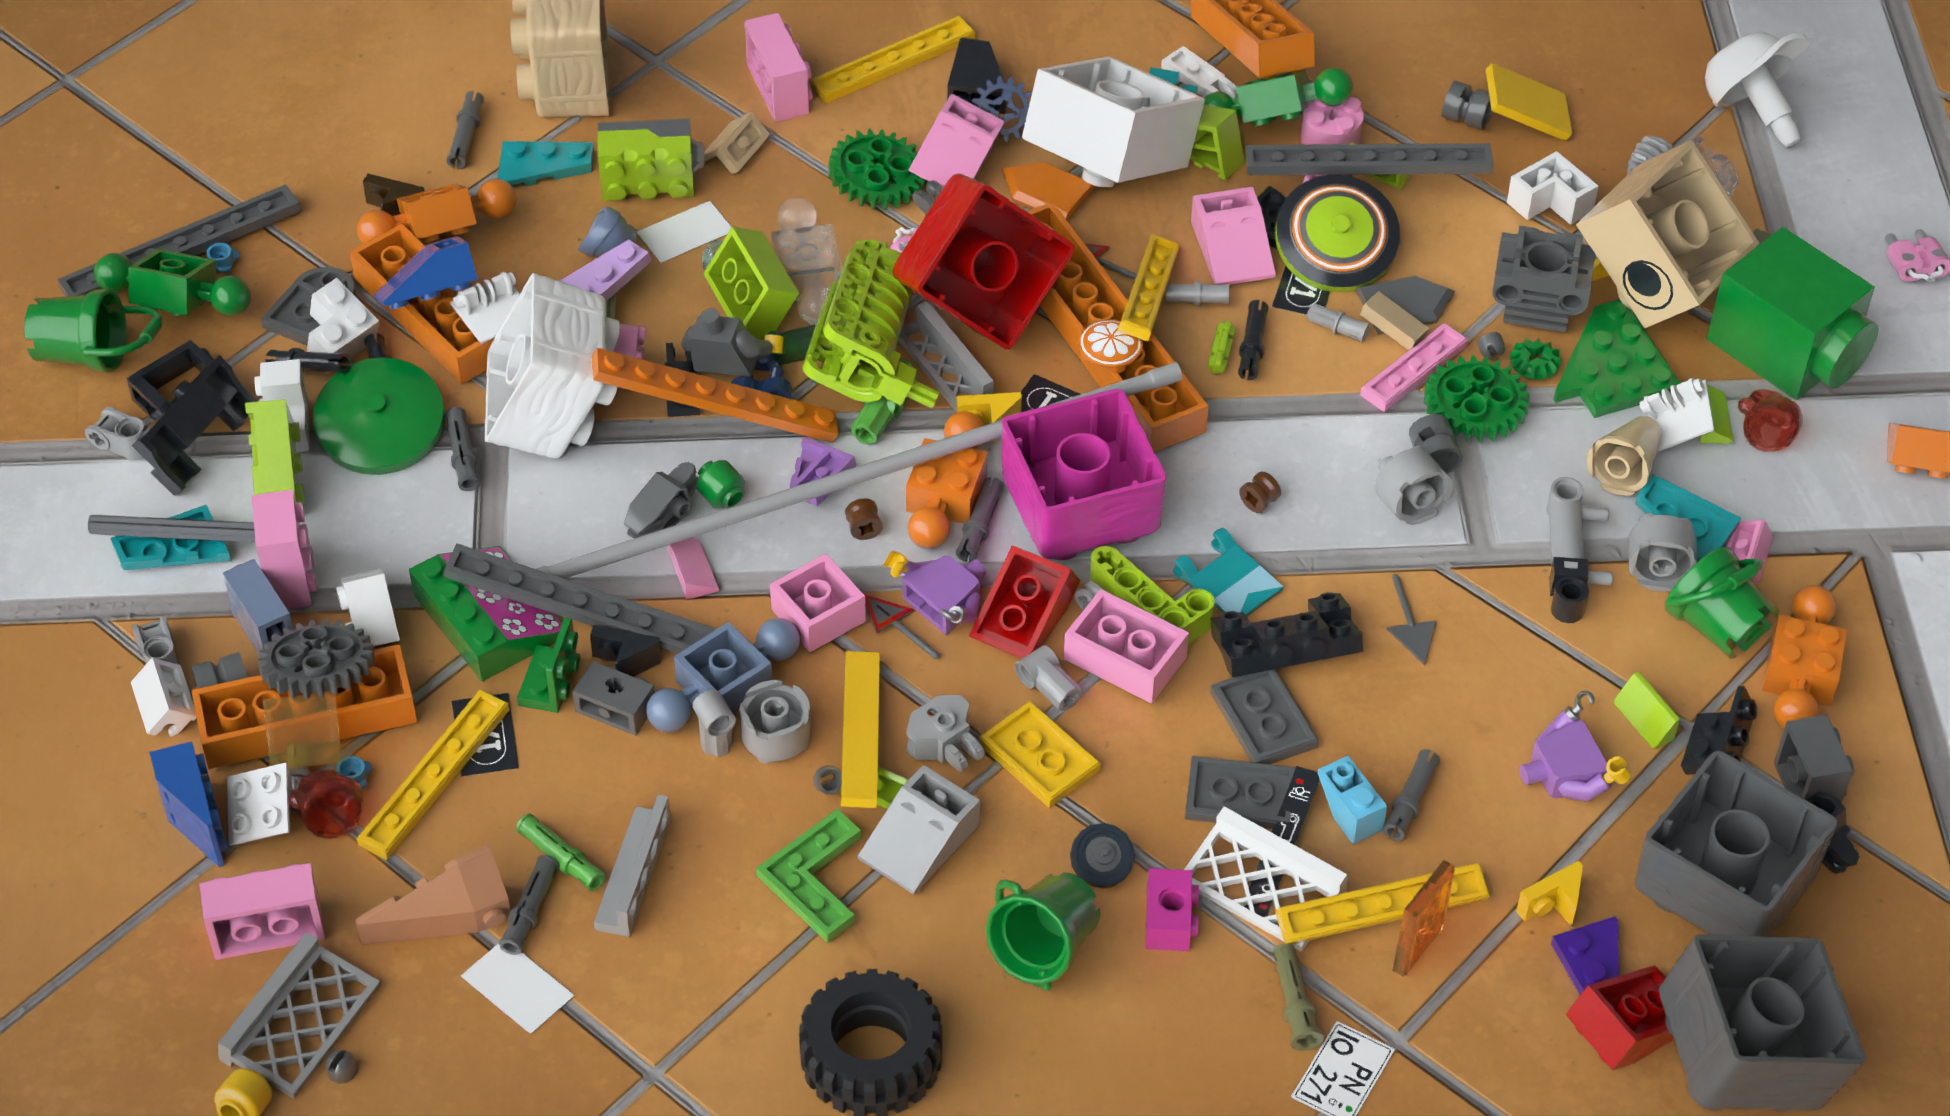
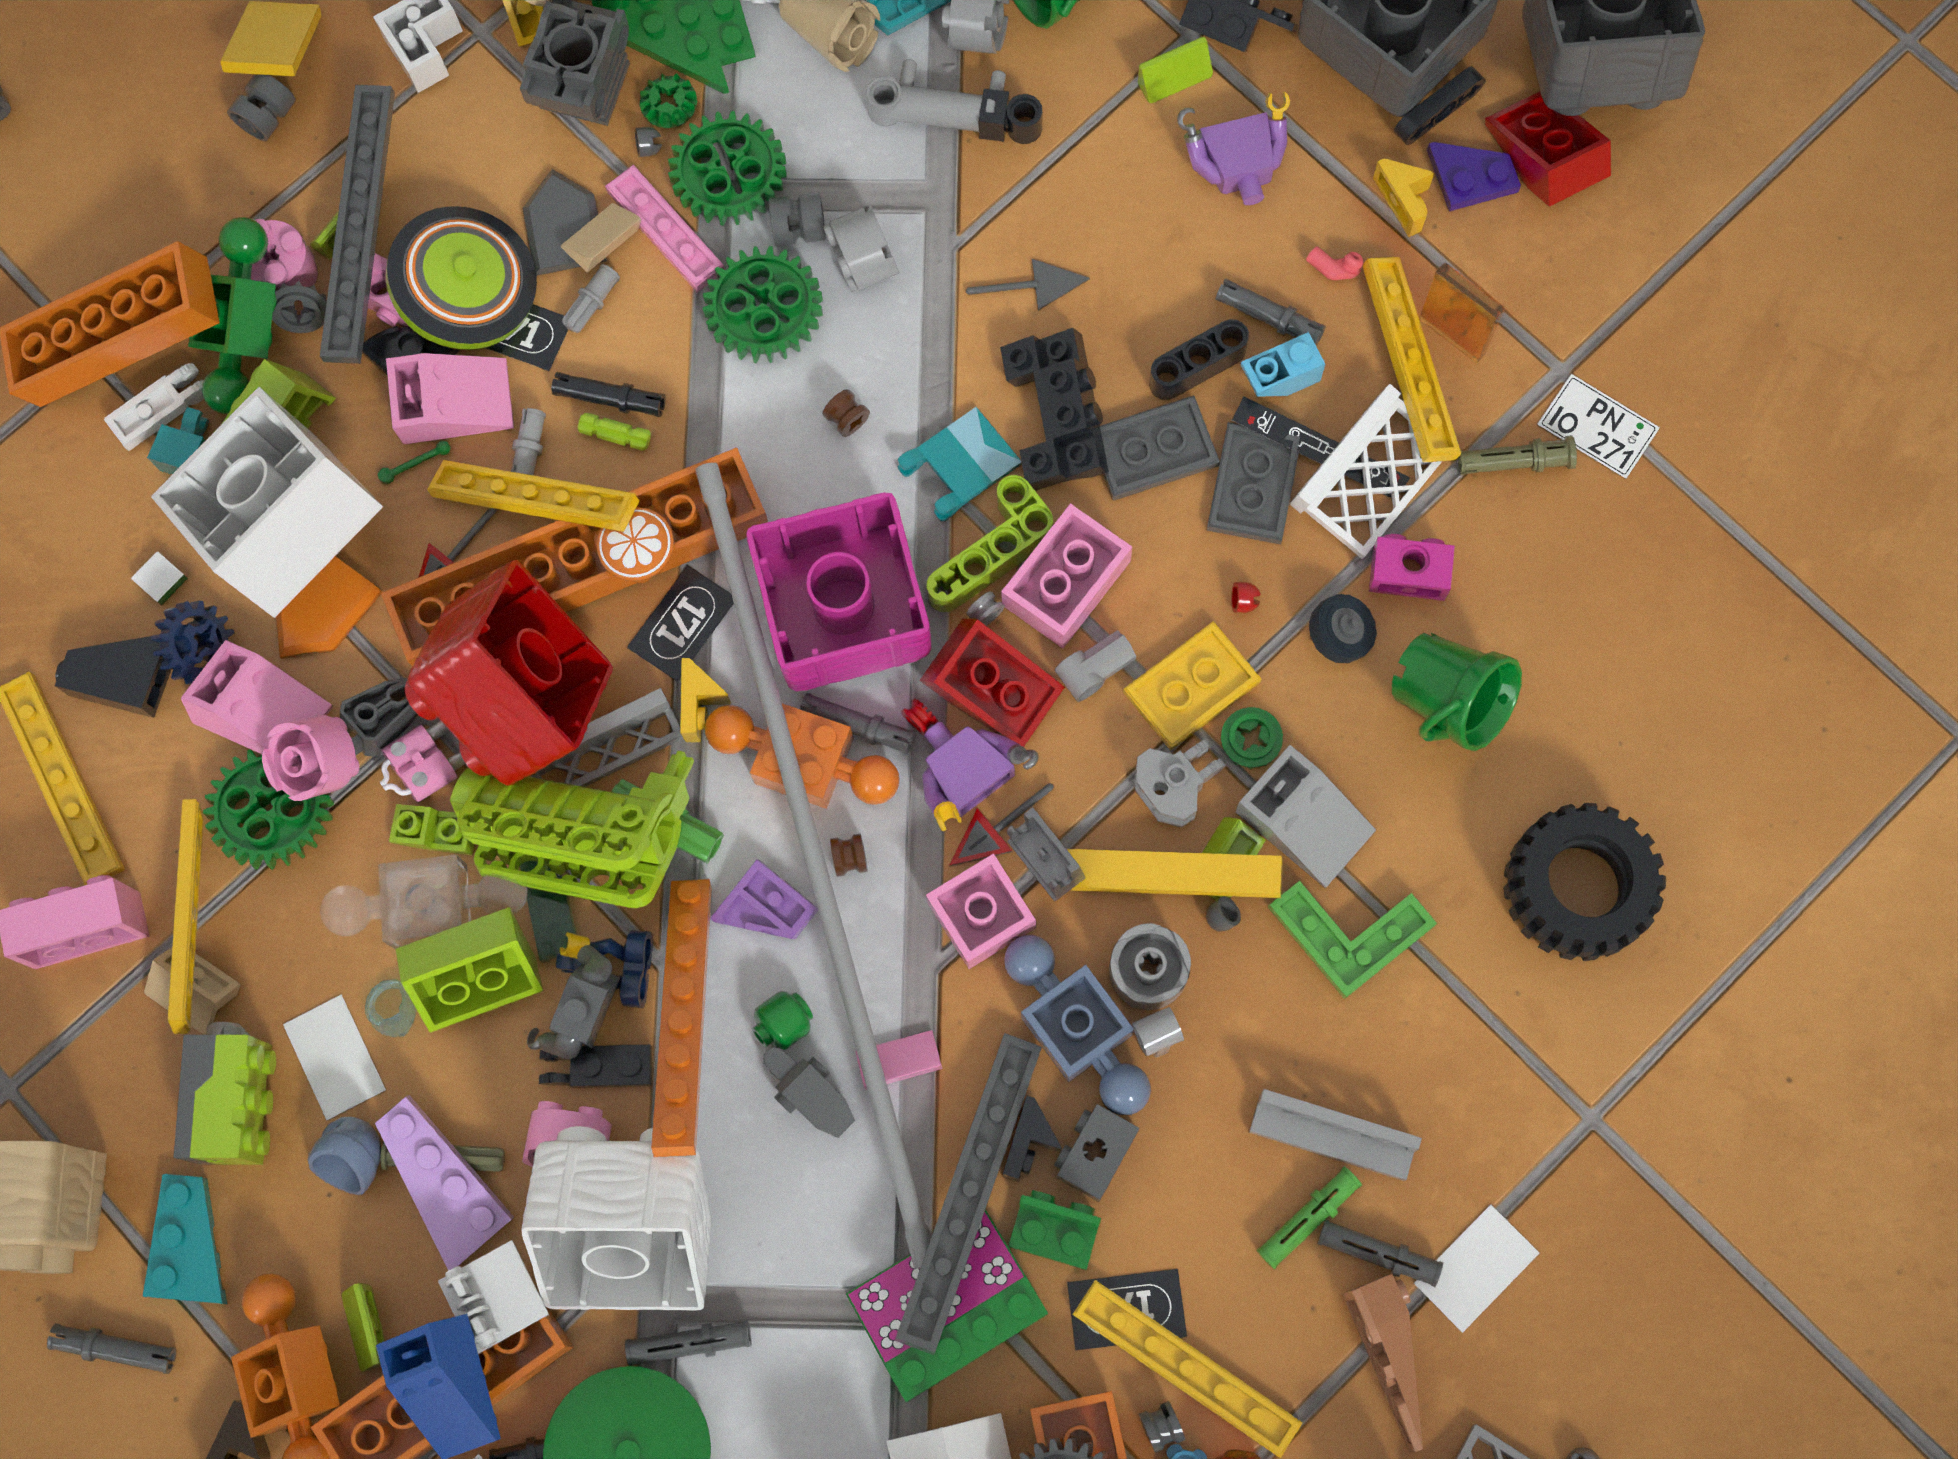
camera: 80 degrees left, 25 degrees up
(384, 752) = (1162, 1427): none -> dark grey wheel
(491, 260) = (363, 1324): none -> lime slope
(782, 122) = (185, 917): none -> yellow tile
(871, 646) = (1045, 855): none -> flat silver hinge
(910, 168) = (310, 757): none -> bright pink brick
(989, 785) = (1246, 721): none -> green gear
(990, 557) = (918, 717): none -> red bush
(1126, 785) = (1243, 597): none -> red hinge
(1163, 216) = (387, 476): none -> green hinge
(1295, 133) = (313, 310): none -> dark grey gear
(1337, 416) = (783, 281): none -> green gear
(1353, 736) = (1207, 345): none -> black beam
(1468, 844) = (1335, 269): none -> coral arm
(1653, 918) = (1439, 105): none -> black beam

